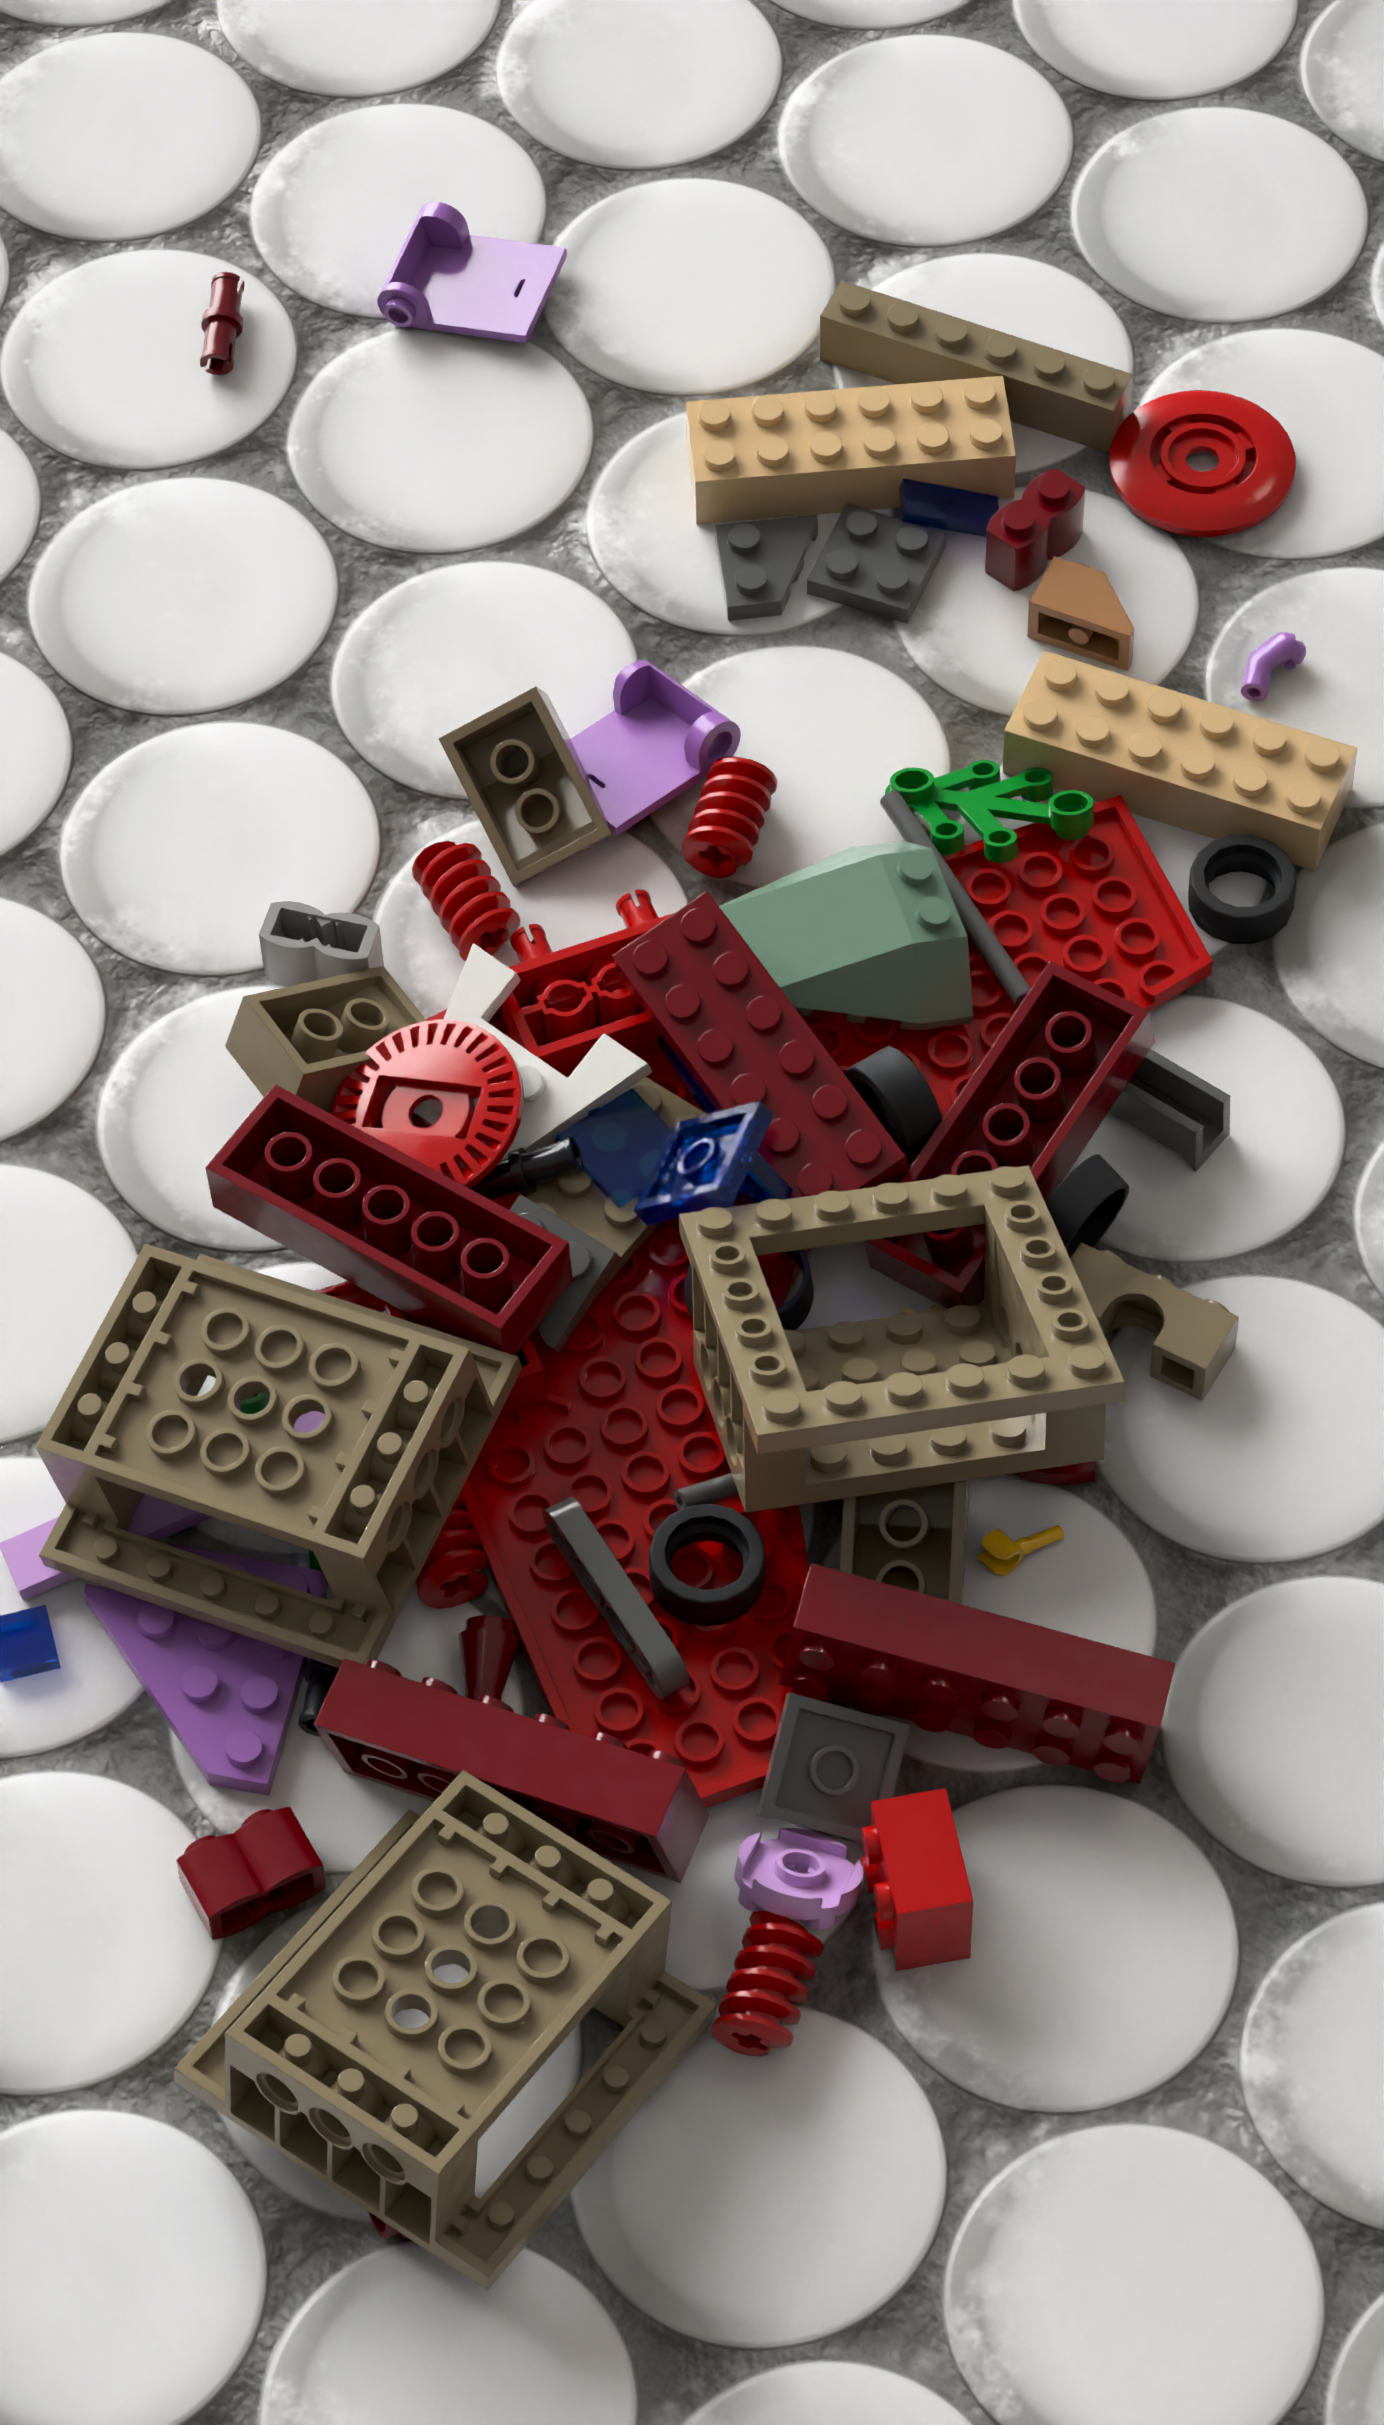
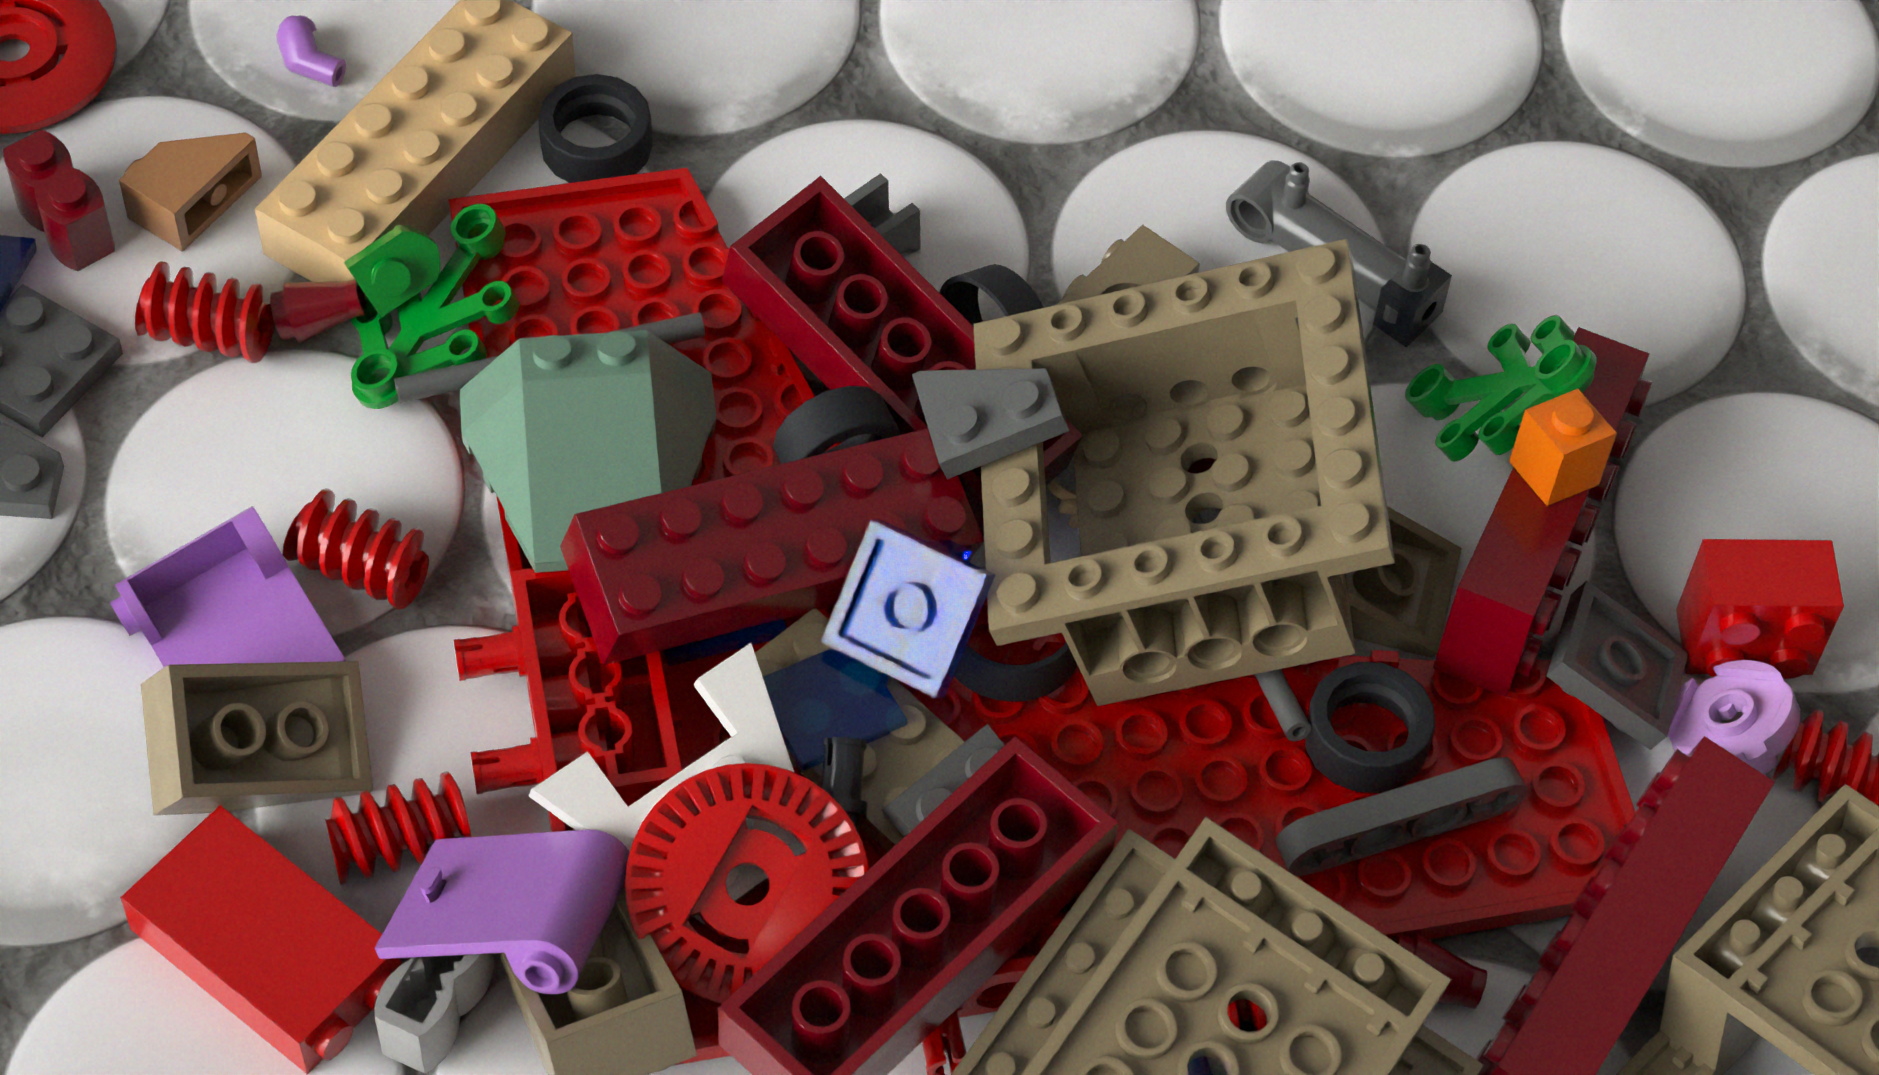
camera: 85 degrees left, 0 degrees up
(356, 831) = (261, 938): none -> red brick
(375, 961) = (512, 895): none -> medium lavender door
(900, 1171) = (987, 414): none -> dark grey wing
(944, 658) = (205, 315): none -> red piece
(972, 727) = (315, 307): none -> dark red cone
(979, 1624) = (1562, 447): none -> orange brick
(1015, 762) = (396, 267): none -> green plate
(1117, 1621) = (1558, 371): none -> green plant
(1242, 1555) = (1279, 208): none -> dark grey piece

